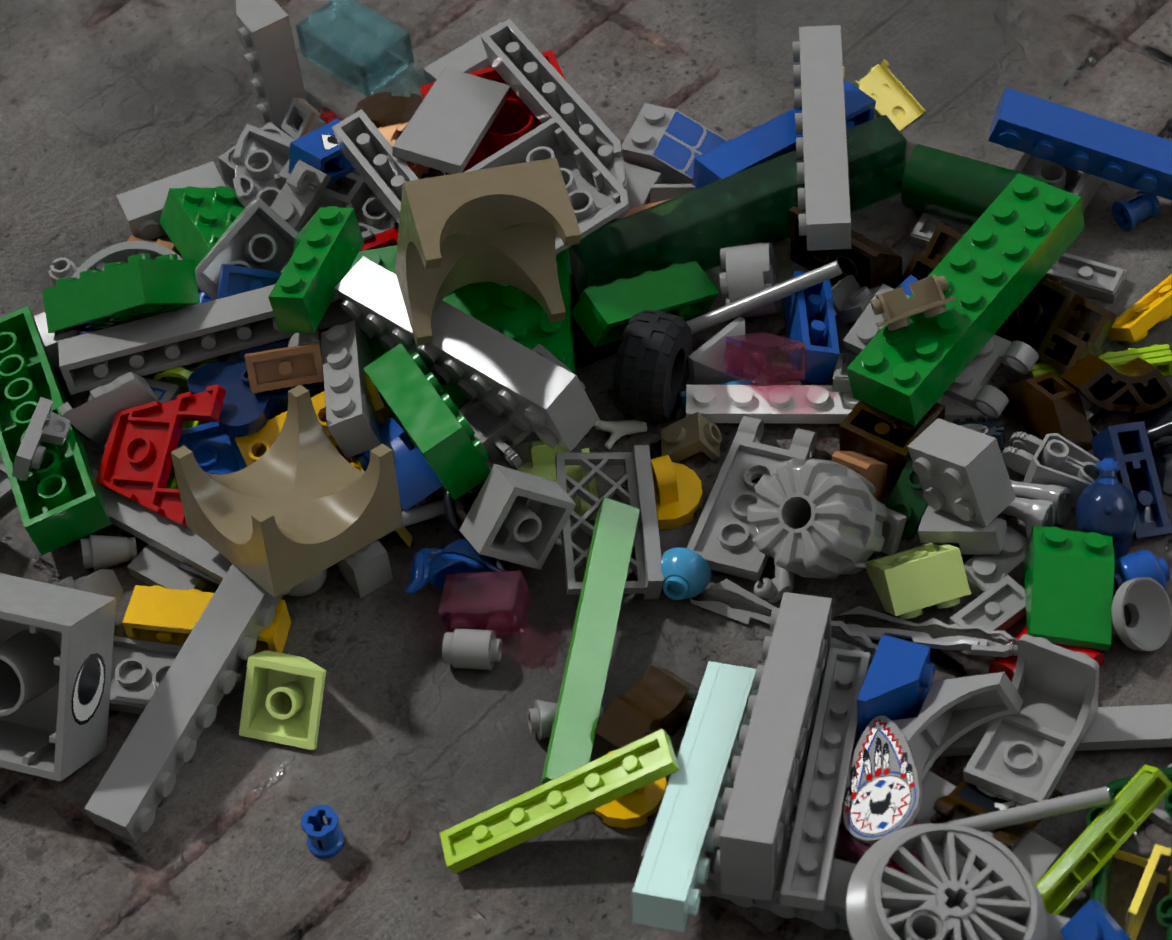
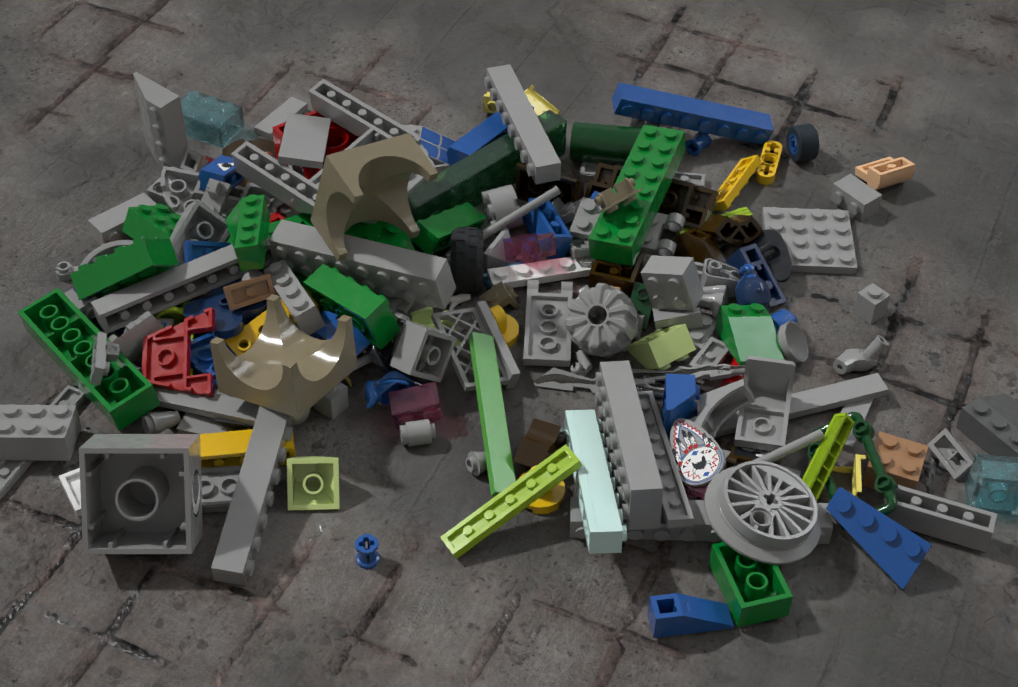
camera: 25 degrees left, 5 degrees down
(684, 573) = (530, 366): dark azure brick -> none

